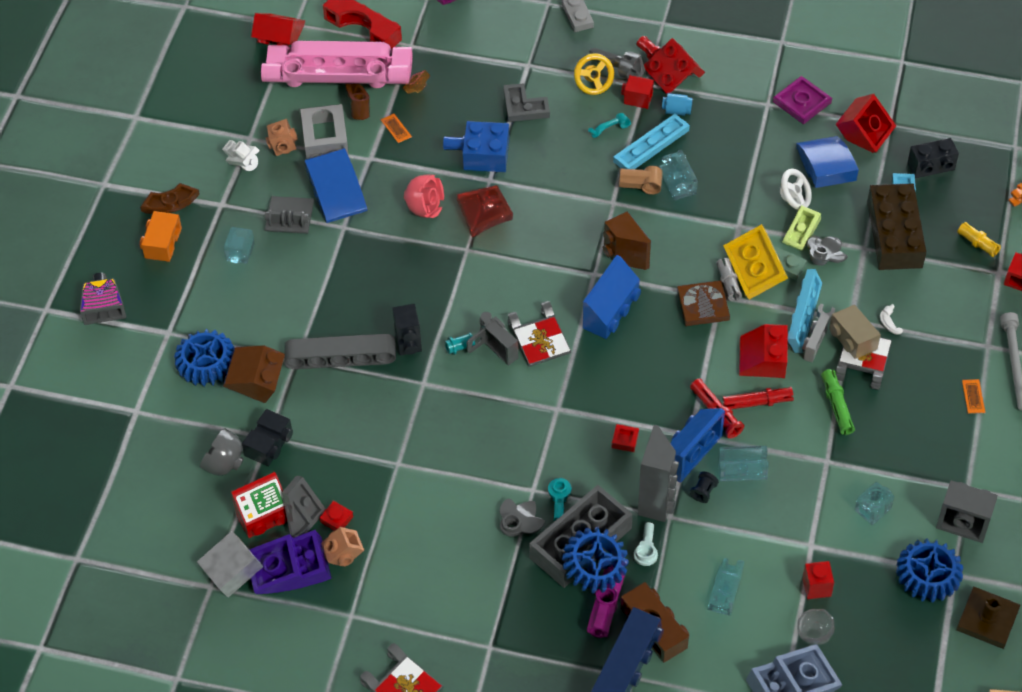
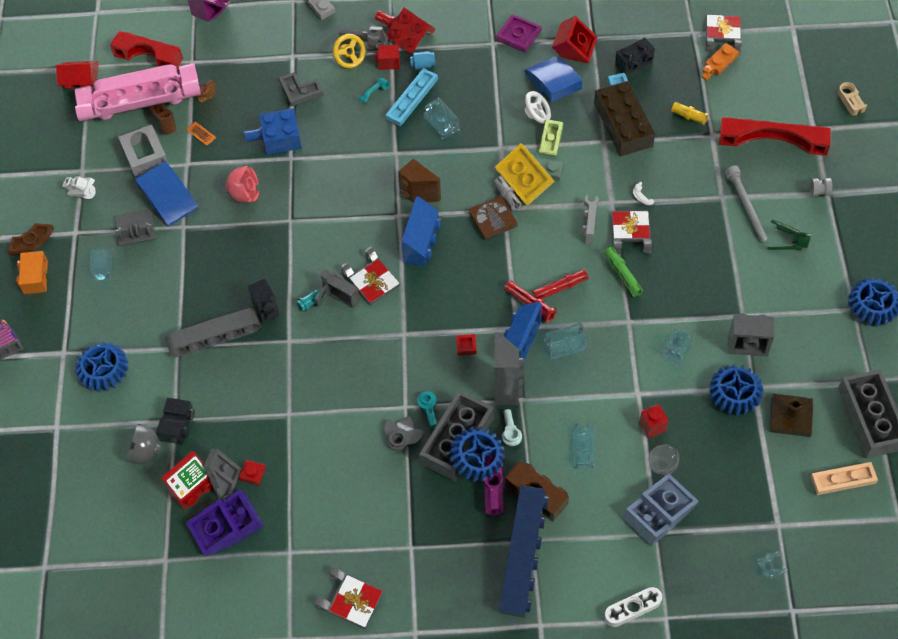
camera: 15 degrees left, 5 degrees up
(230, 564) = (177, 537): flat silver piece -> none
(254, 371) = (147, 368): reddish brown slope -> none
(281, 137) = (109, 164): nougat brick -> none
(342, 546) = (266, 497): nougat brick -> none
(484, 209) = (294, 183): clear red plate -> none
(648, 179) = (418, 127): medium nougat piece -> none
(703, 488) = (541, 368): black bush -> none
(764, 351) = (553, 245): red slope -> none
(804, 310) = (574, 201): medium azure plate -> none
(825, 250) = (574, 151): dark grey plate -> none
(854, 331) = (619, 211): dark tan brick -> none
(973, 396) = (724, 239): sticker -> none

